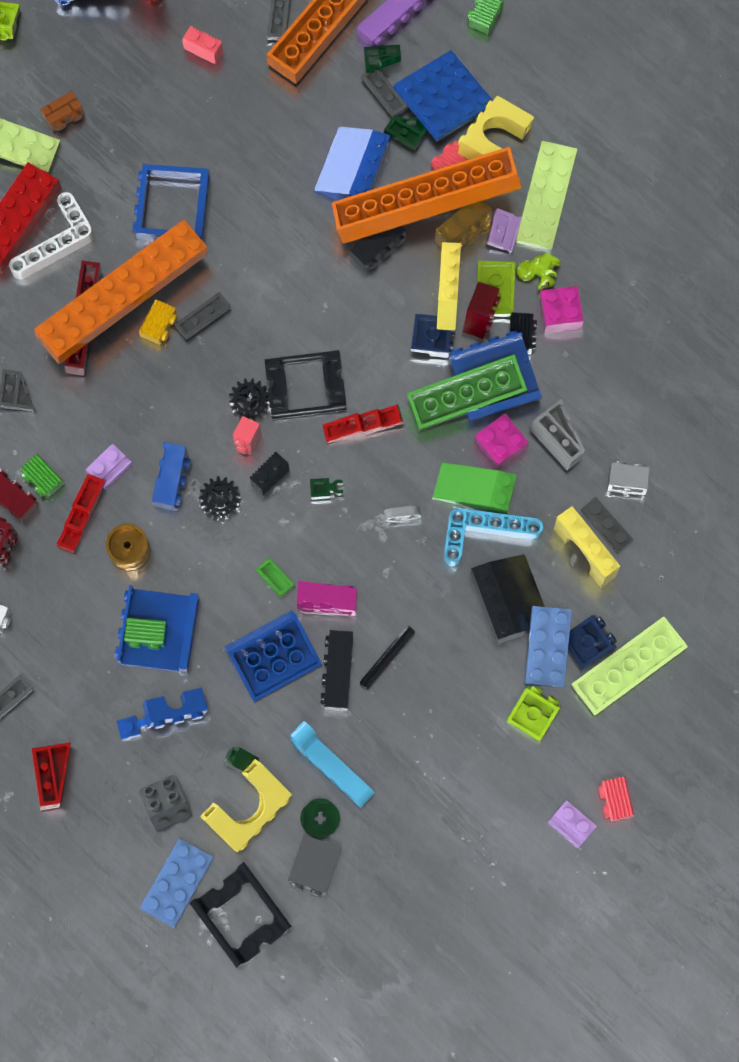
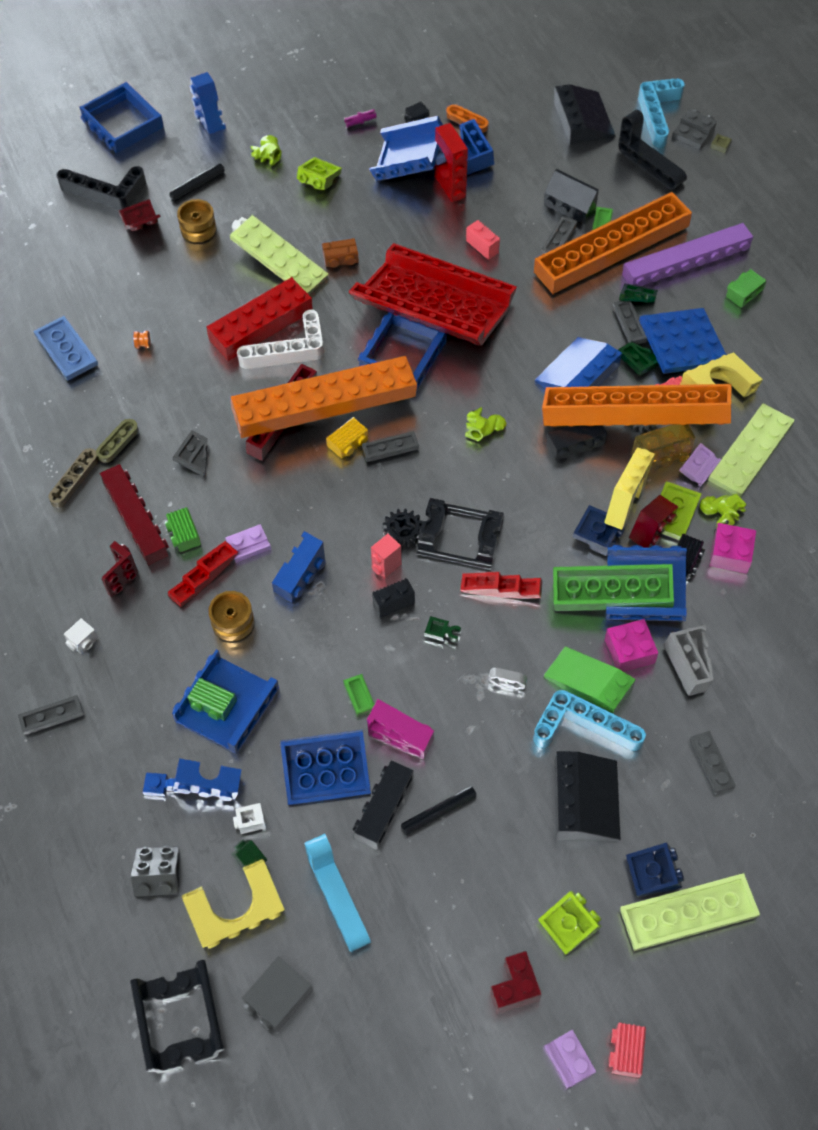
camera: 20 degrees right, 15 degrees down
(49, 772) = (58, 797): red wedge -> none
(176, 883) = (129, 957): medium blue plate -> none
(182, 130) = (437, 294): none -> red slope
(214, 502) = (333, 609): black gear -> none
(227, 721) = (246, 813): none -> white brick
(283, 263) = (481, 427): none -> lime animal
(327, 827) = (308, 959): dark green plate -> none
(513, 781) = (521, 987): none -> dark red brick
(548, 646) = (609, 858): medium blue plate -> none
(572, 527) = (676, 748): light yellow arch -> none
(628, 477) = (749, 724): light grey brick -> none

